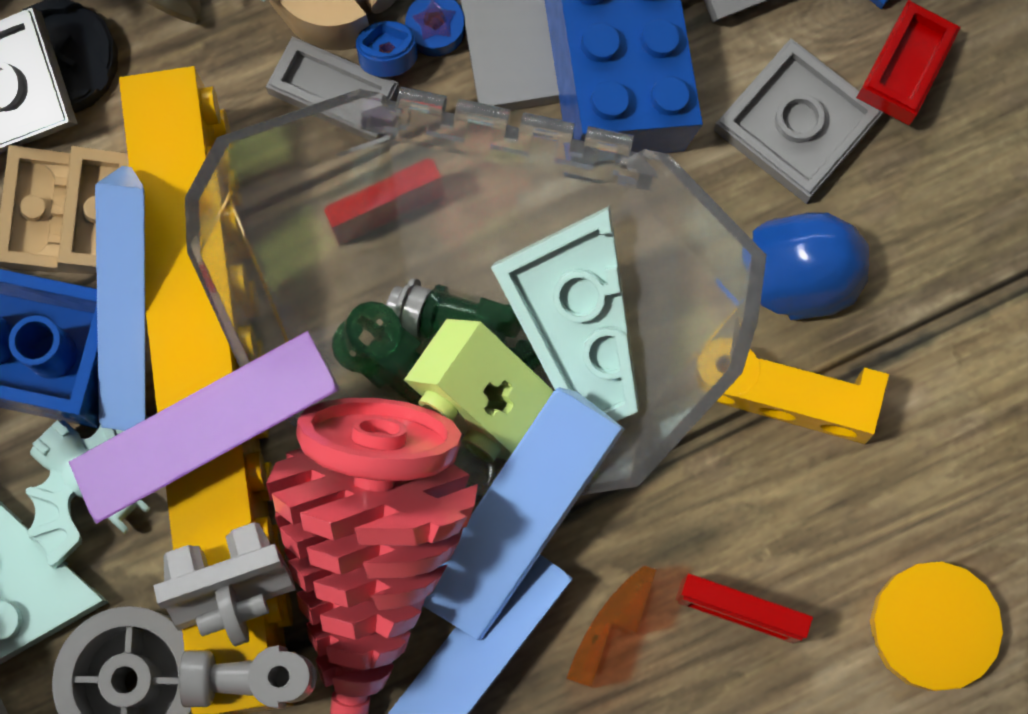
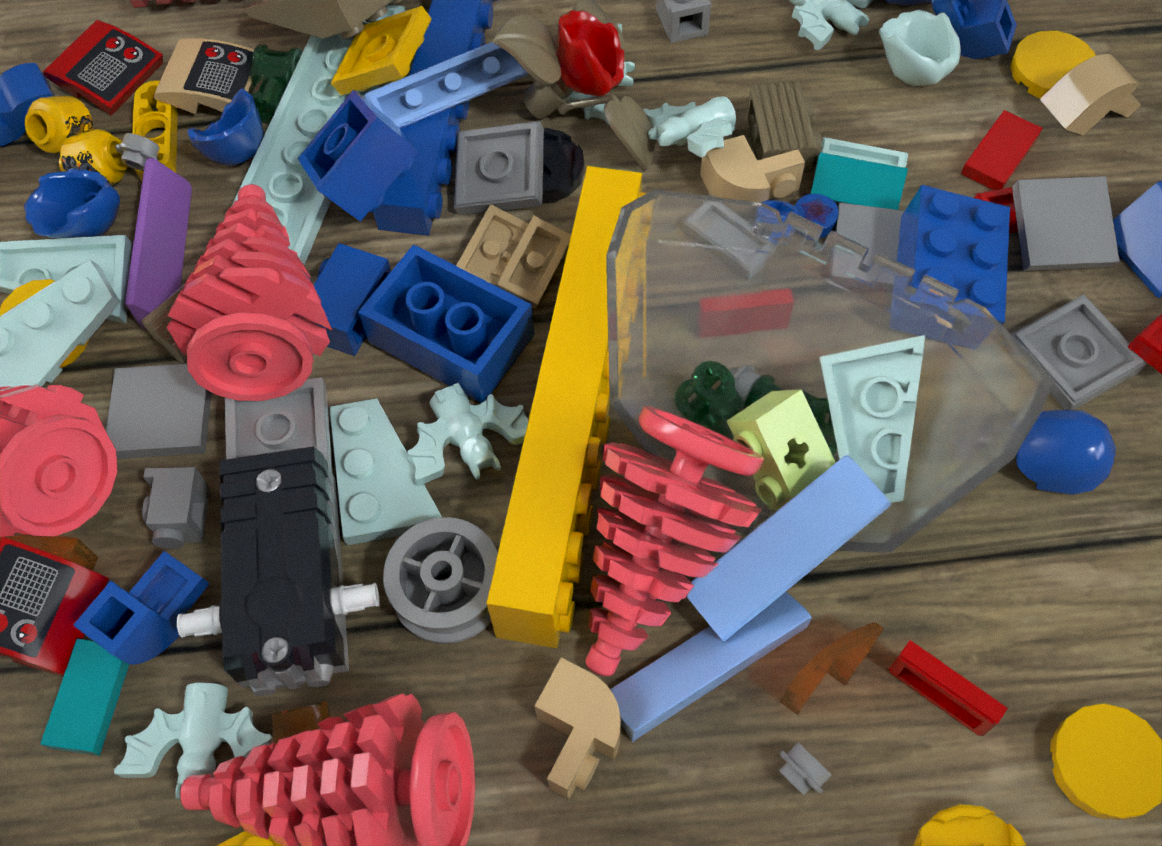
camera: 20 degrees right, 15 degrees down
(121, 299) = (535, 308): light blue slope -> none
(202, 426) = (570, 398): slope -> none
(227, 591) = (547, 510): light grey hips -> none
(272, 677) = (562, 585): light grey leg -> none
(809, 398) = (1030, 541): yellow leg -> none

